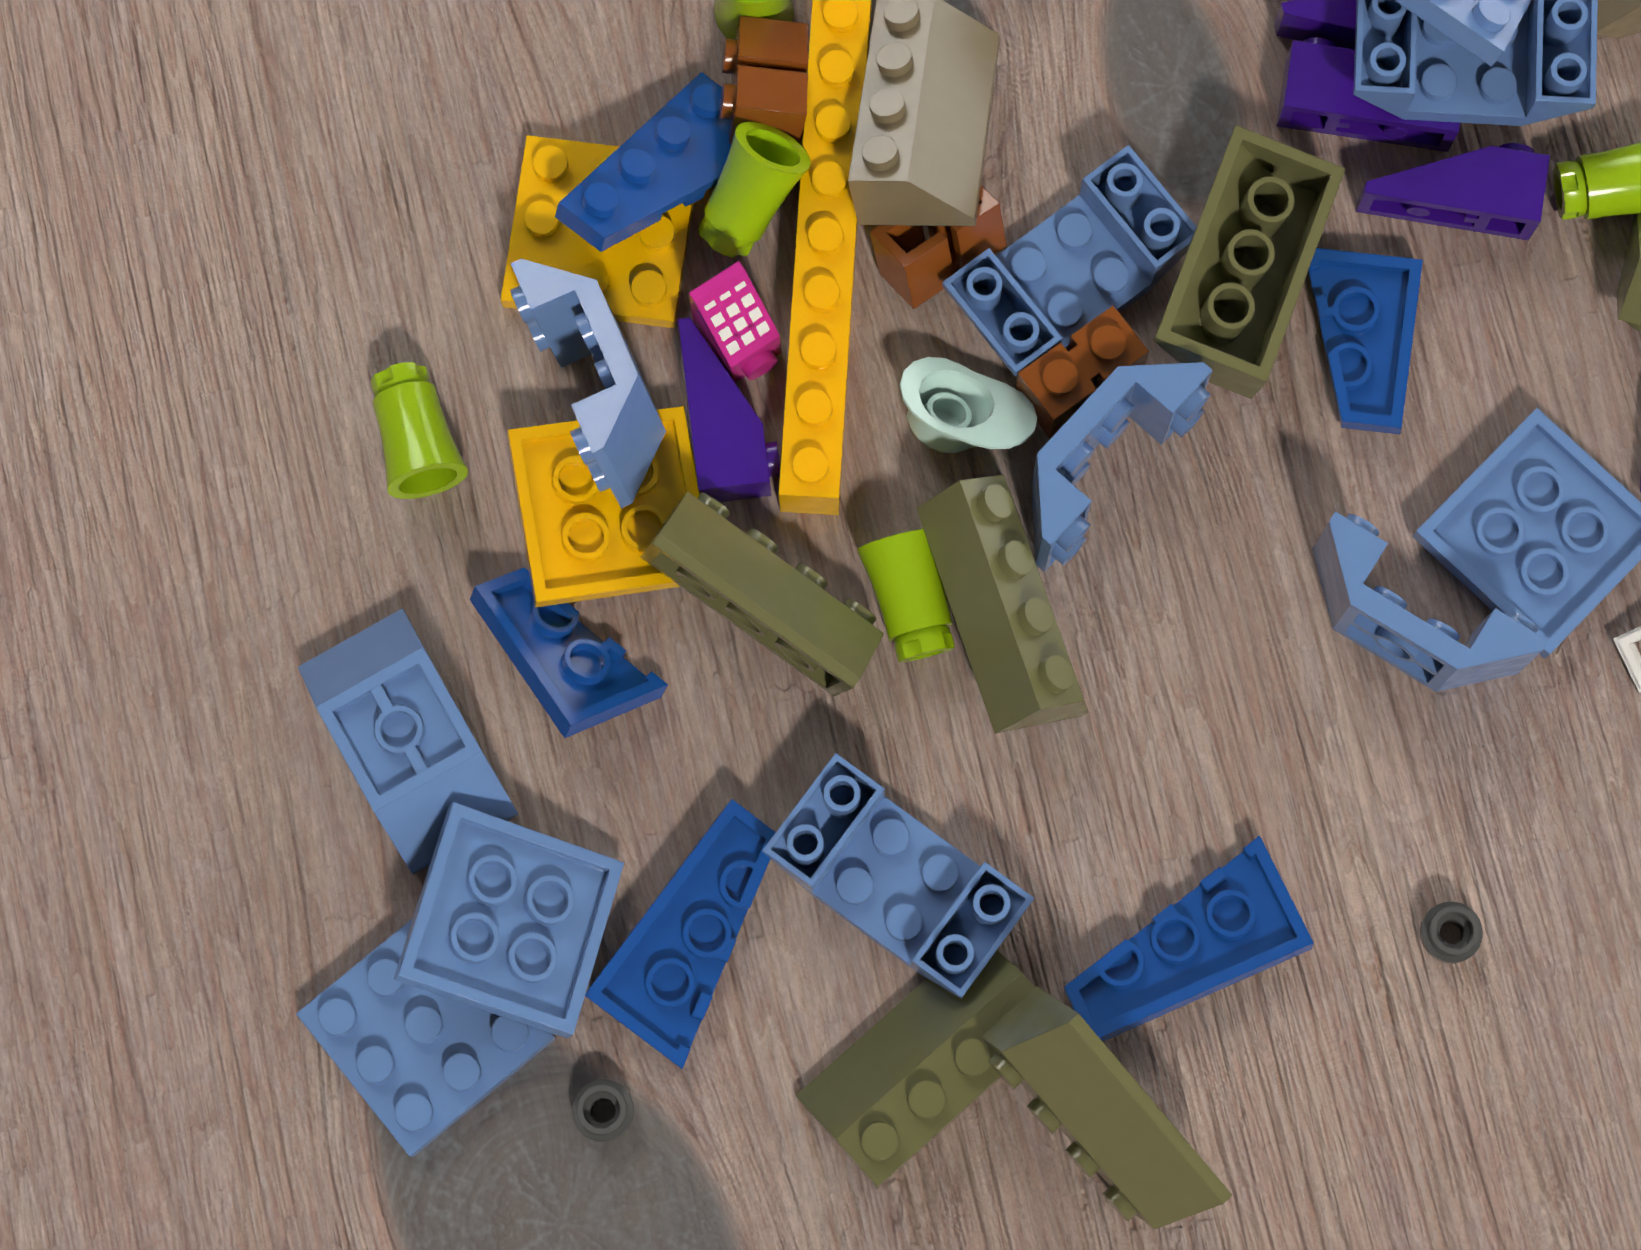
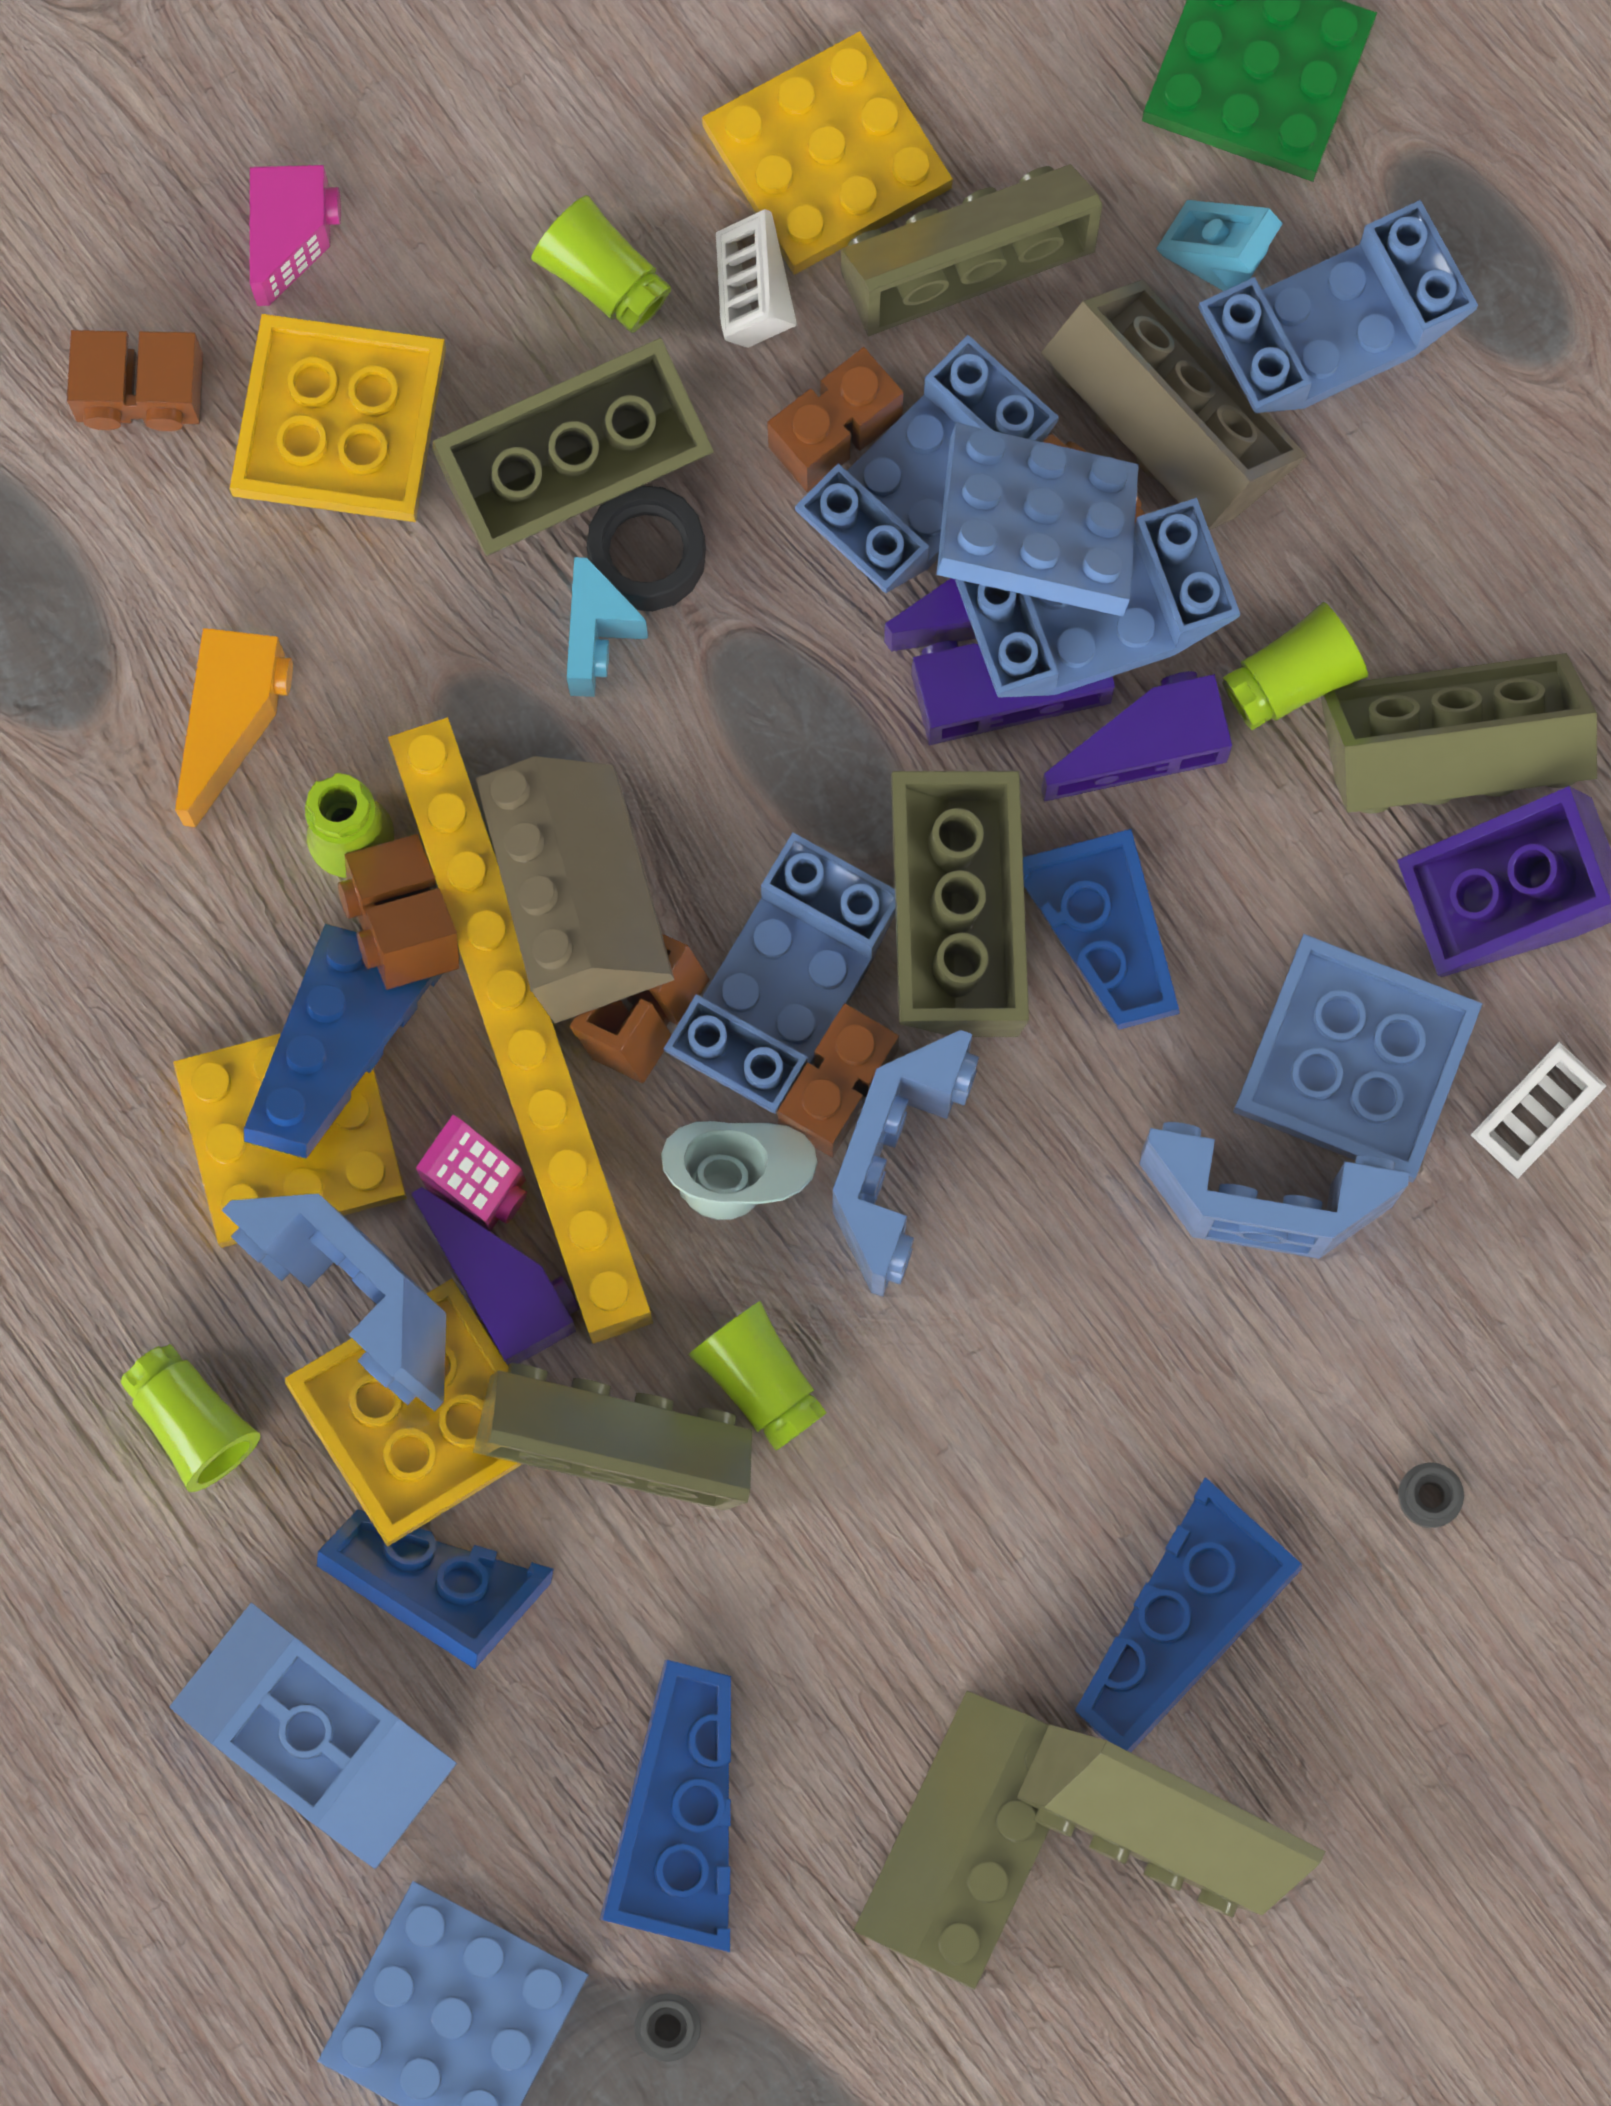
camera: 25 degrees left, 0 degrees up
(509, 921) = (496, 1877): medium blue plate -> none
(751, 187) = (430, 1027): lime plant -> none
(896, 878) = (866, 1671): medium blue slope -> none
(1001, 605) = (857, 1354): olive slope -> none

